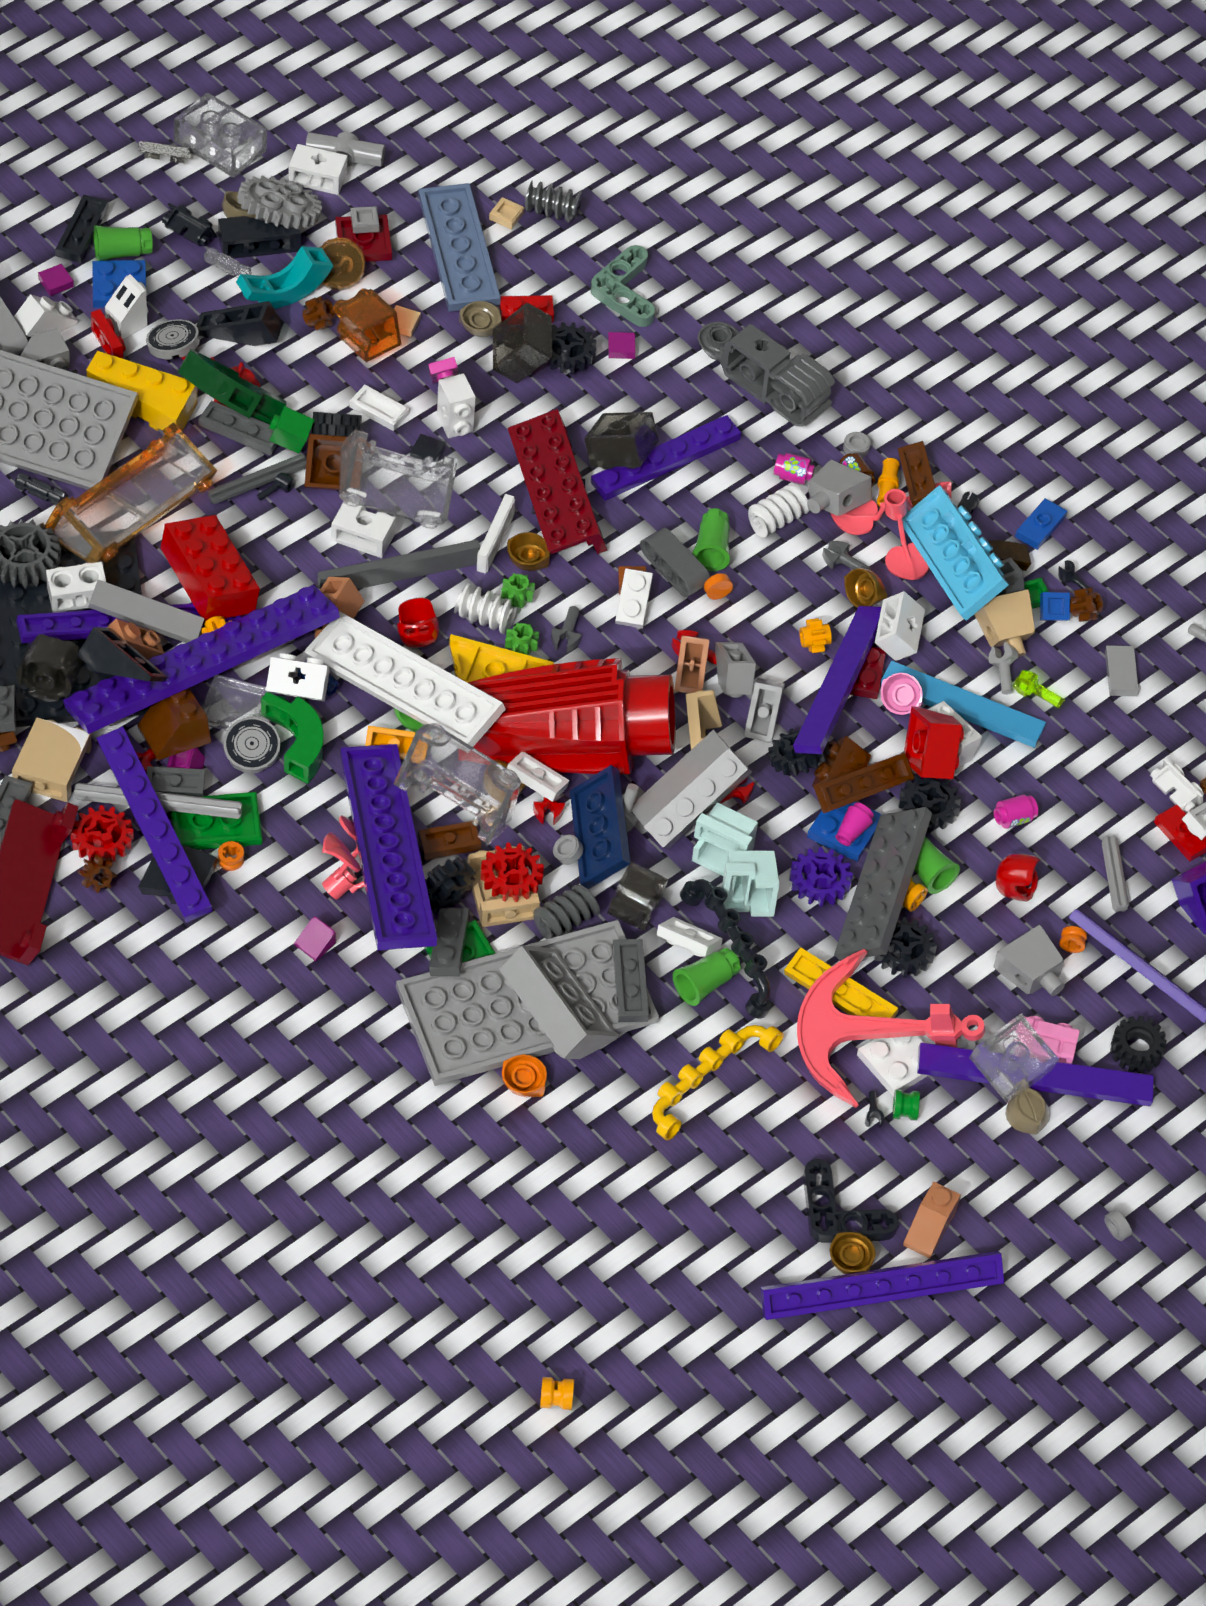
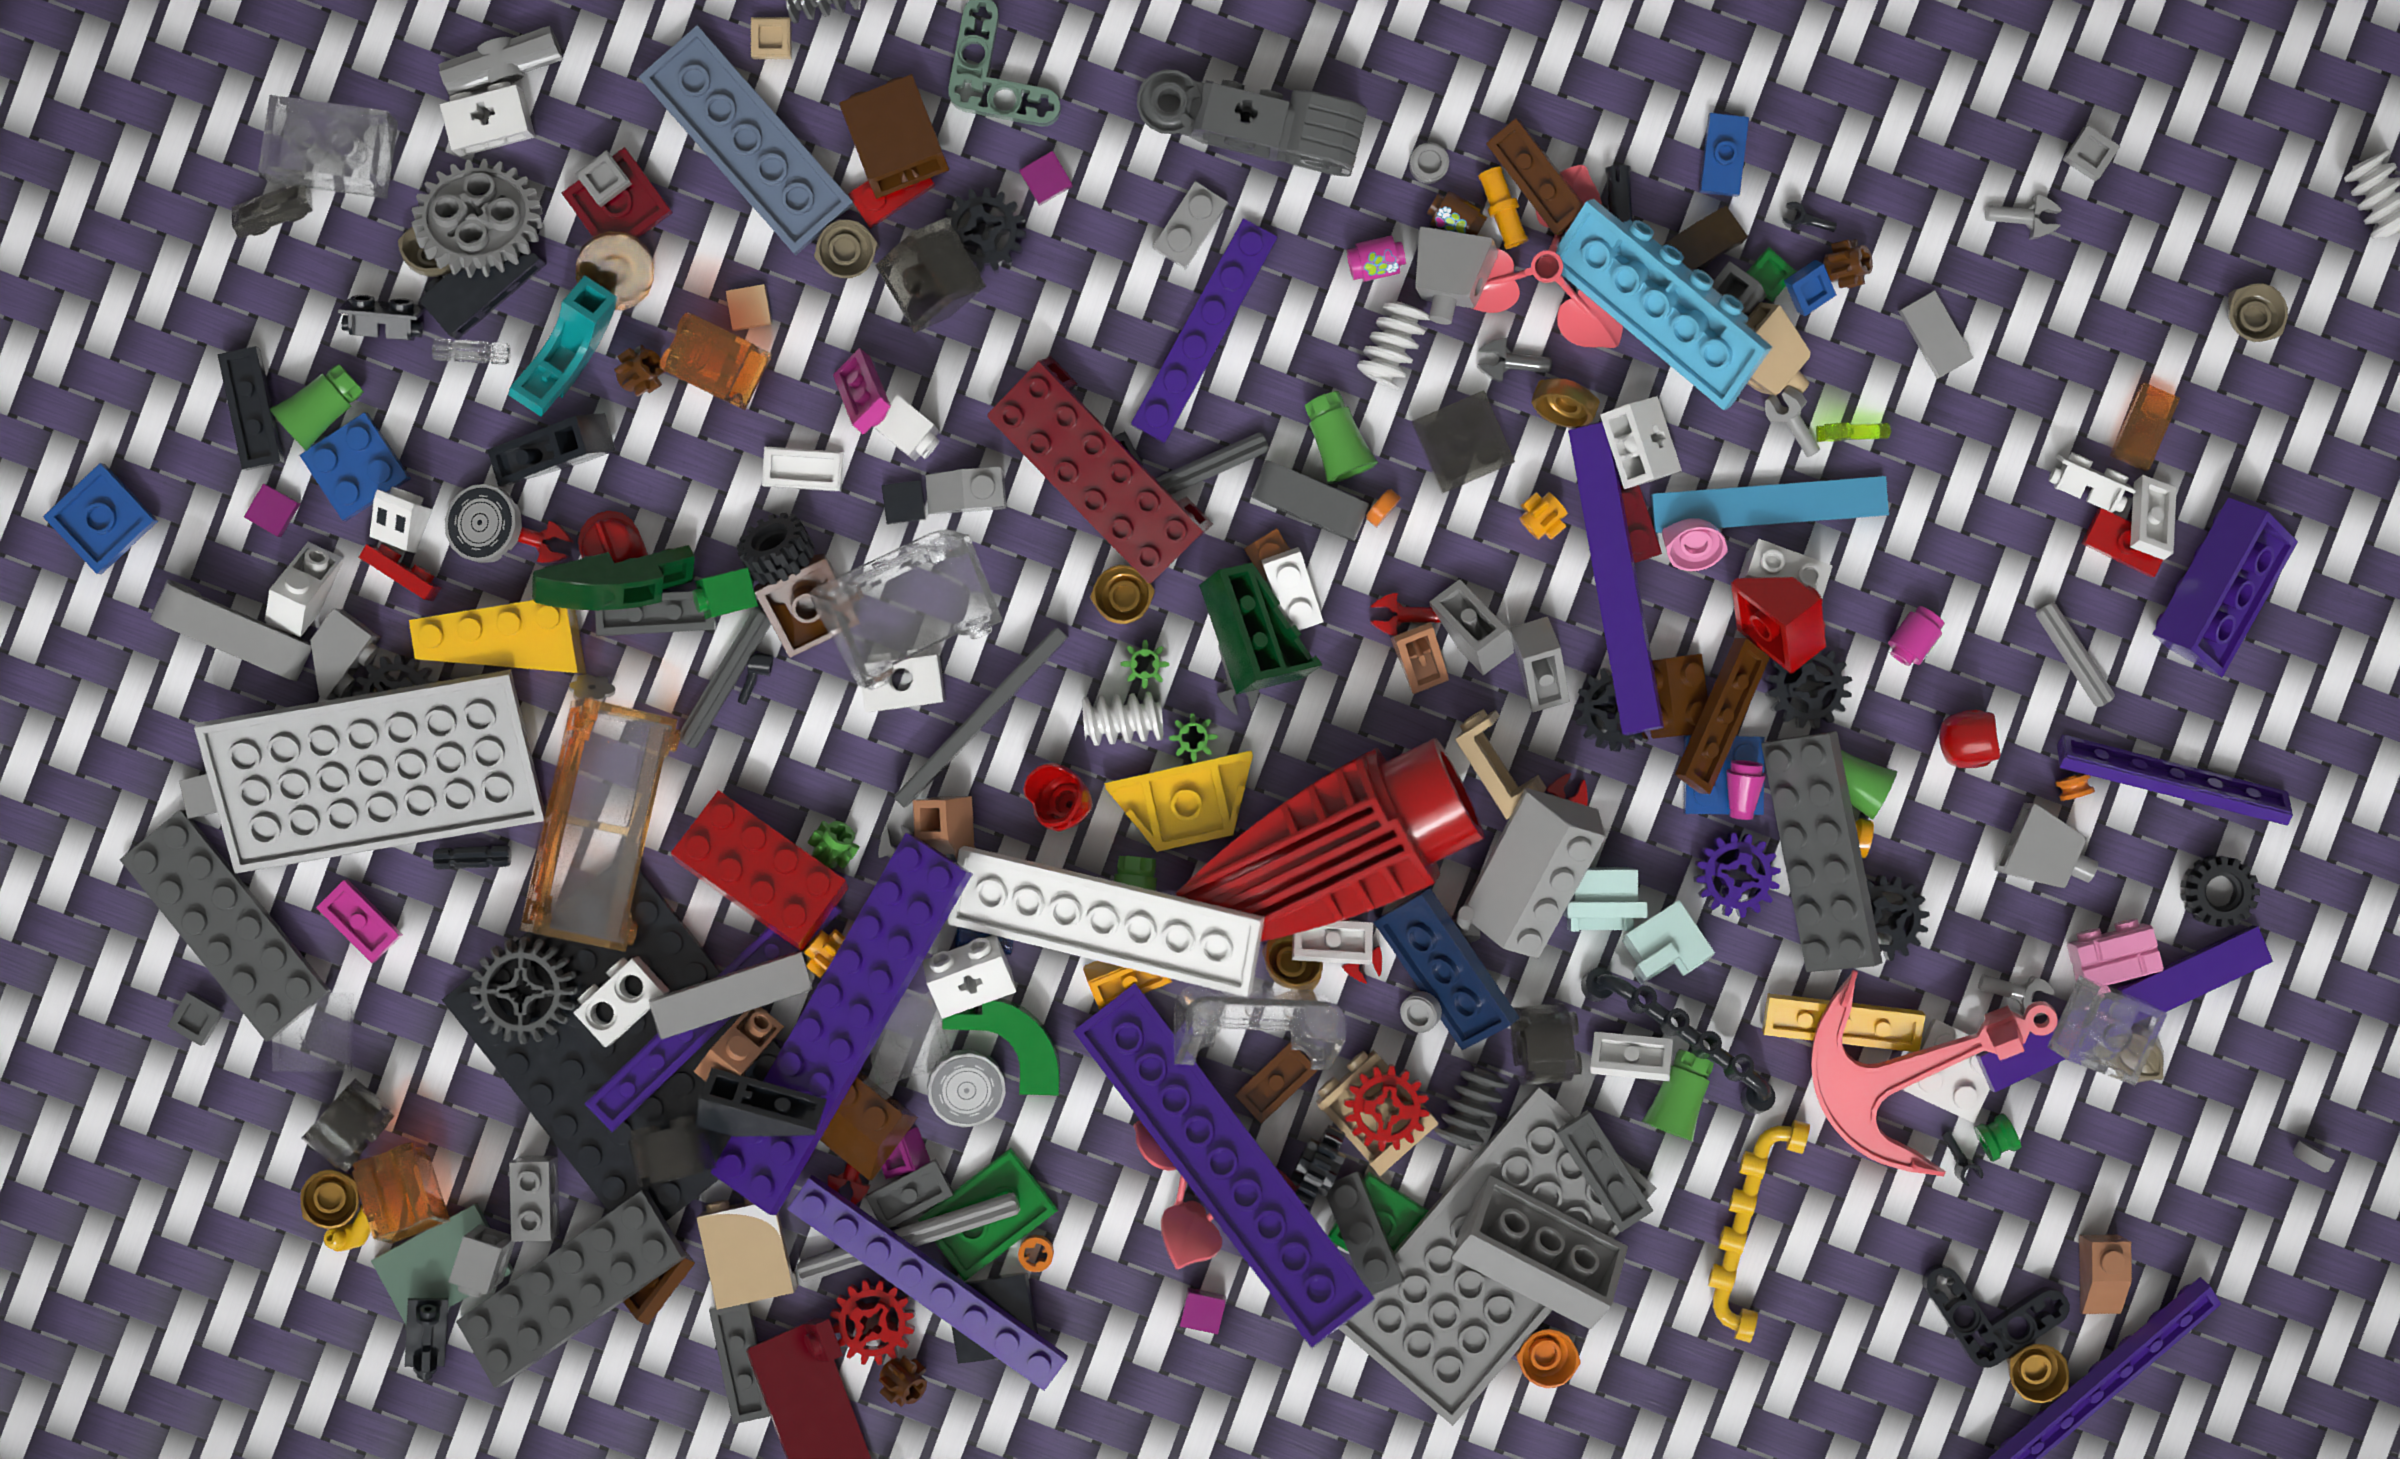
camera: 20 degrees left, 35 degrees up
(267, 582) = (833, 844): none -> bright green gear
(476, 459) = (966, 490): none -> light grey slope
(496, 534) = (1068, 590): white tile -> none
(546, 277) = (893, 136): none -> reddish brown brick
(596, 603) = (1253, 632): none -> dark green wedge
(621, 440) = (1145, 361): clear smoke brick -> none
(630, 520) = (1214, 463): none -> dark grey axle
(692, 406) = (1190, 225): none -> light grey plate
(789, 580) = (1463, 442): none -> clear smoke plate

